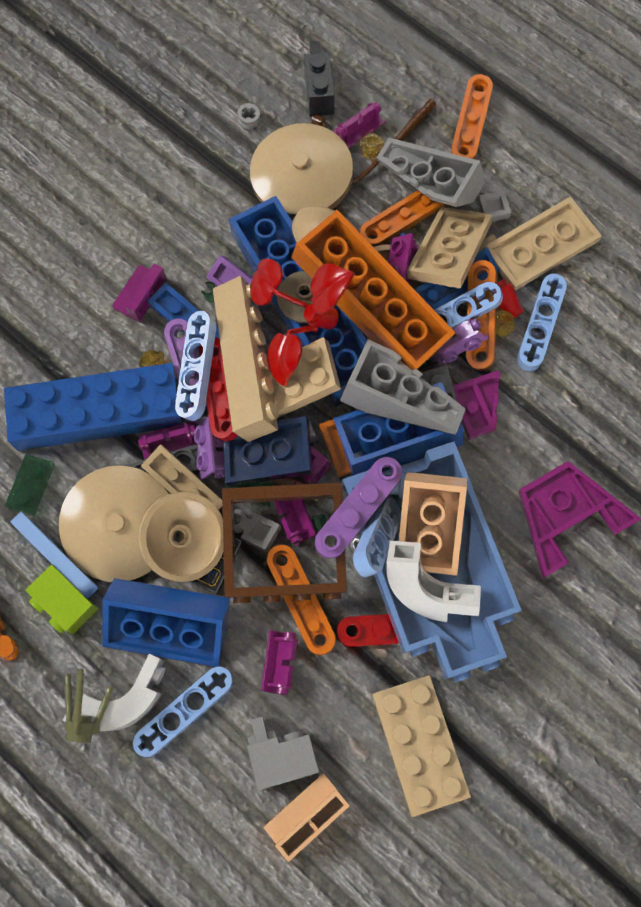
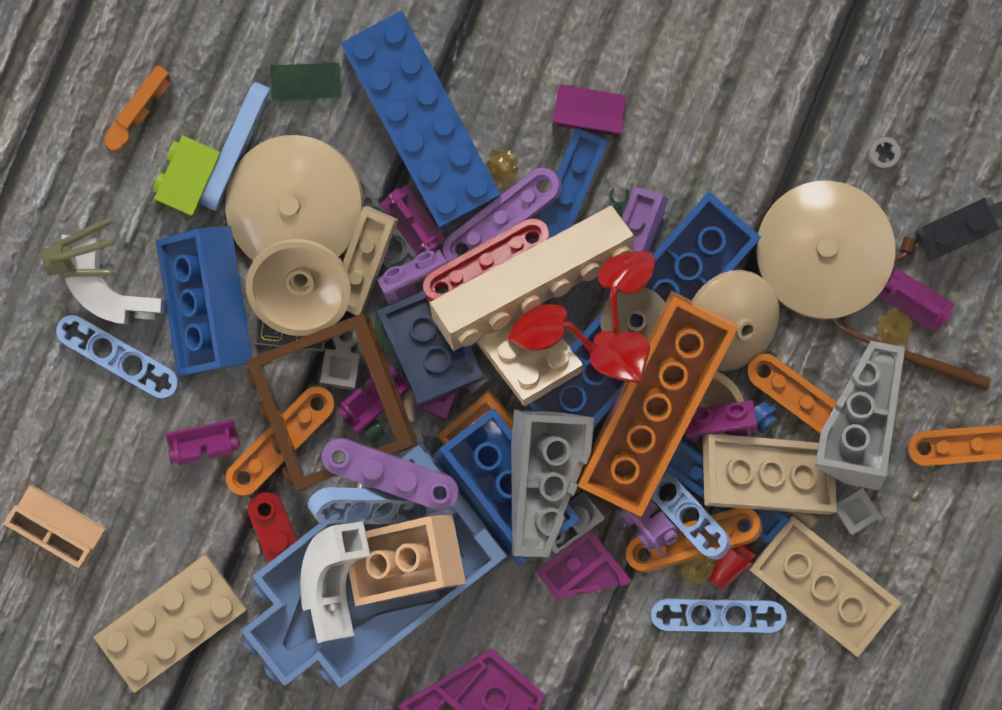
camera: 65 degrees right, 15 degrees up
(190, 366) = (502, 219): light blue beam -> none
(276, 761) = (100, 477): light grey hinge -> none

